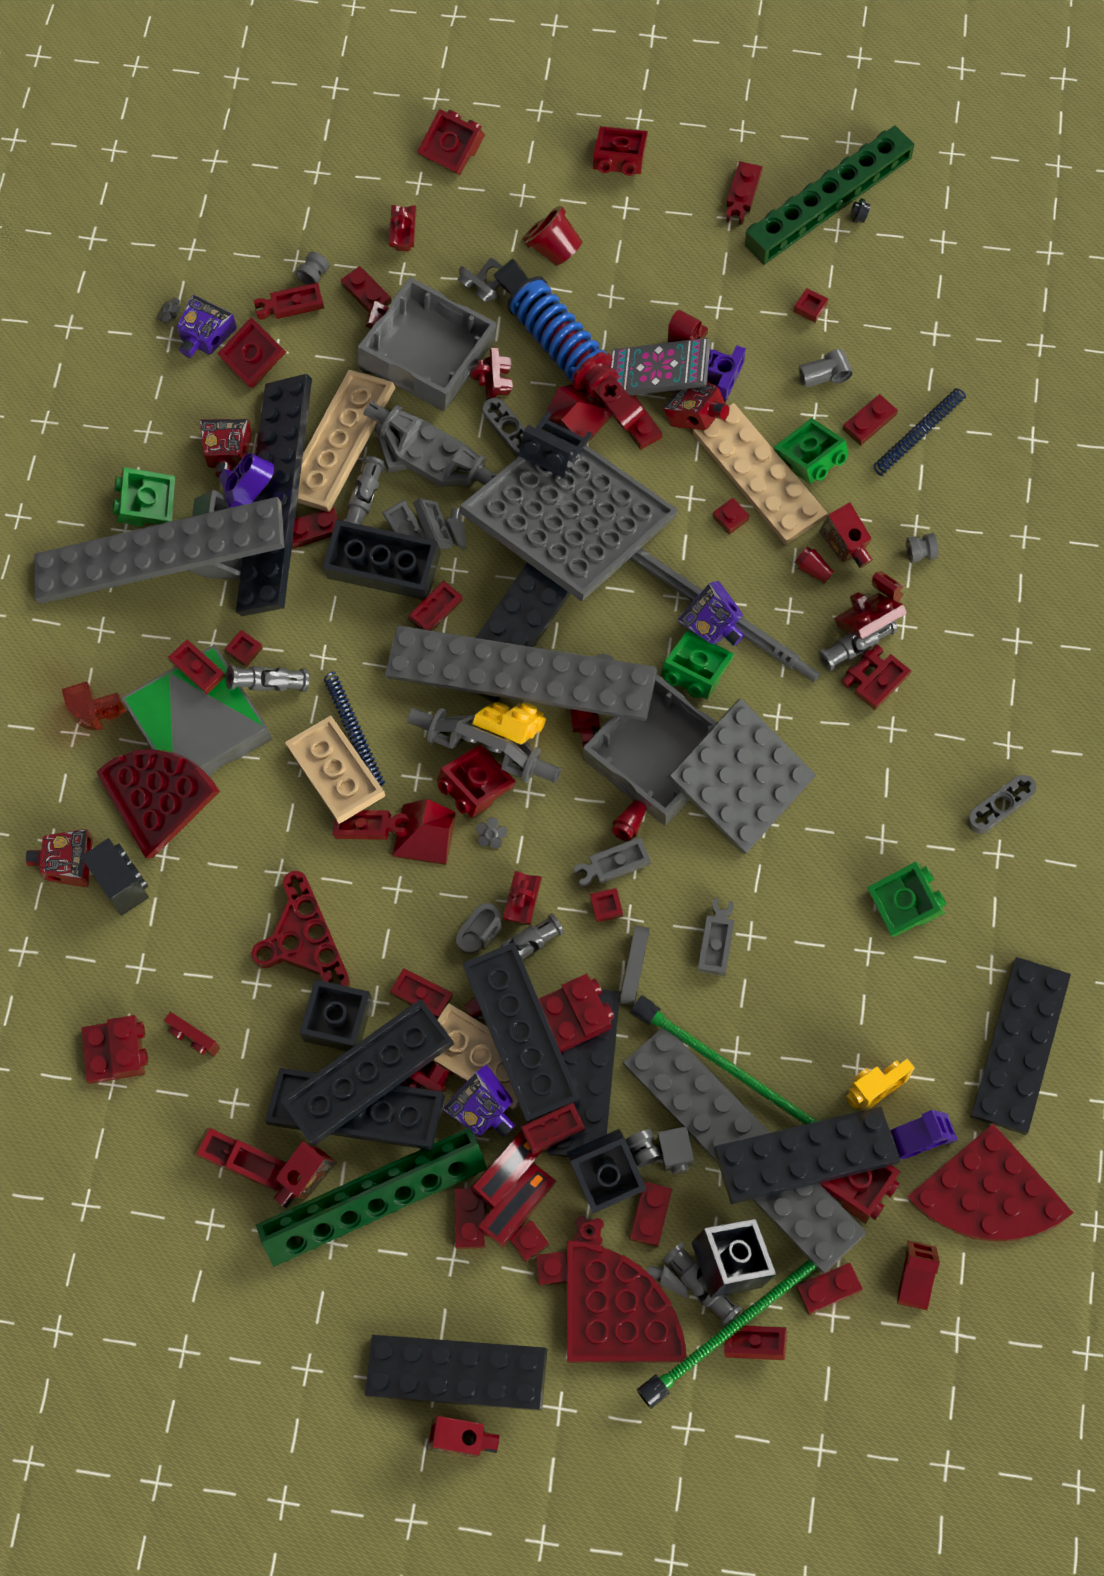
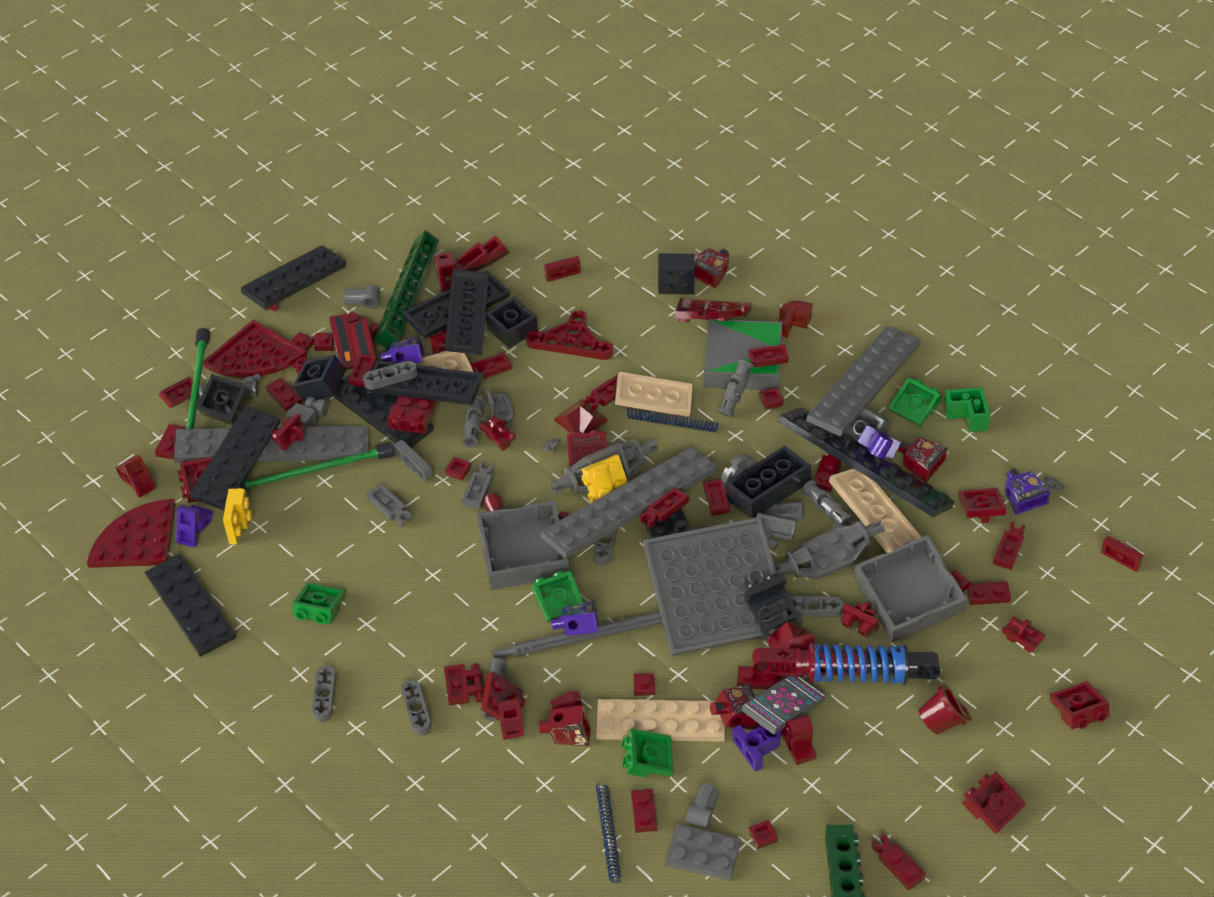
camera: 125 degrees right, 20 degrees down
(114, 1049) = (585, 240): dark red plate -> none
(115, 434) = (968, 404): none -> green brick
(226, 195) = (1122, 554): none -> dark red plate
(314, 266) = (1028, 571): dark grey wheel -> none
(394, 596) = (740, 464): none -> dark grey plate
(418, 1248) = (368, 297): none -> dark grey piece
(447, 1437) = (264, 259): dark red torso -> none
(485, 291) = (946, 650): dark grey bracket -> none
(504, 626) = (664, 507): none -> dark red plate
(566, 1080) = (385, 381): none -> dark grey beam
(735, 1120) = (291, 431): none -> dark red hips
(741, 776) = (465, 567): dark grey plate -> none
(869, 344) = (703, 852): none -> dark grey plate
(920, 548) = (521, 769): dark grey wheel -> none
(939, 690) = (414, 715): none -> dark grey beam

